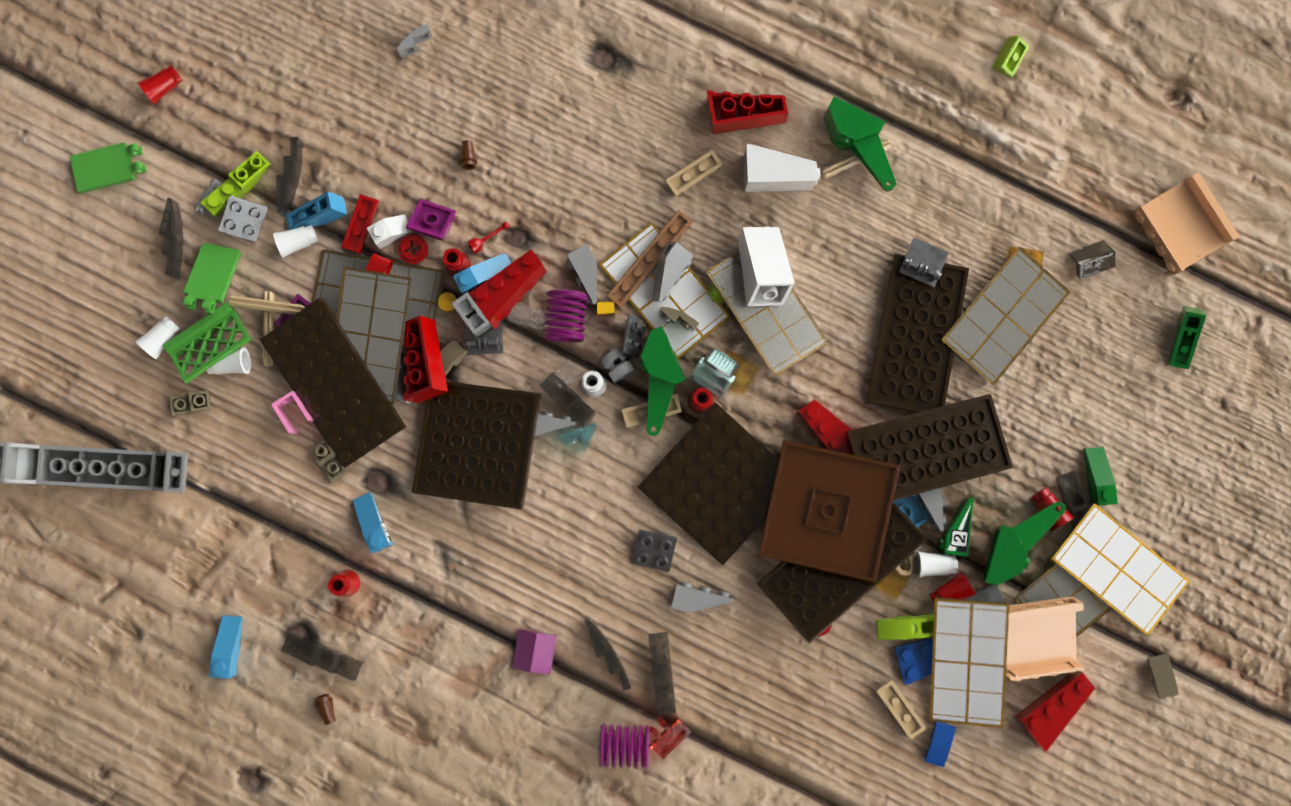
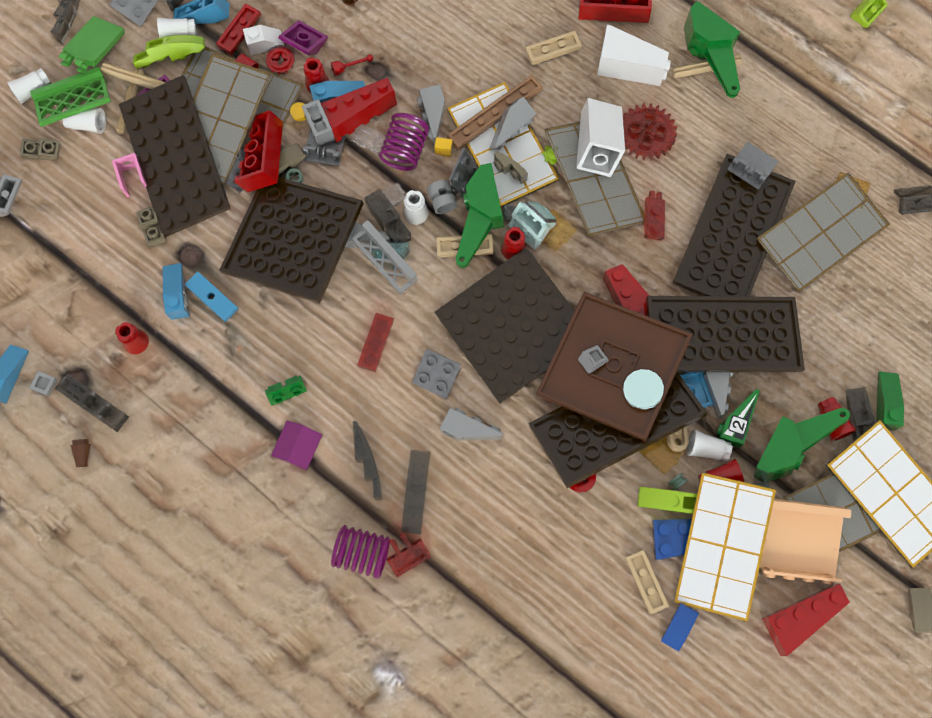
camera: 15 degrees right, 10 degrees down
(268, 648) = (43, 383): none -> light grey plate
(296, 261) = (173, 46): none -> lime slope
(400, 516) = (204, 290): none -> dark azure tile
(459, 369) = (294, 172): none -> sand green bush
(517, 595) = (293, 387): none -> green hinge
(580, 441) = (389, 252): none -> light grey fence
(586, 532) = (375, 342): none -> clear red plate
(688, 364) = (507, 212): none -> light grey hinge
(807, 510) = (592, 359): none -> light grey slope
(822, 257) = (658, 143): none -> clear red gear
(835, 336) = (654, 216): none -> clear red hinge
(863, 532) = (643, 389): none -> light aqua tile
(911, 605) = (677, 481): none -> sand green bush

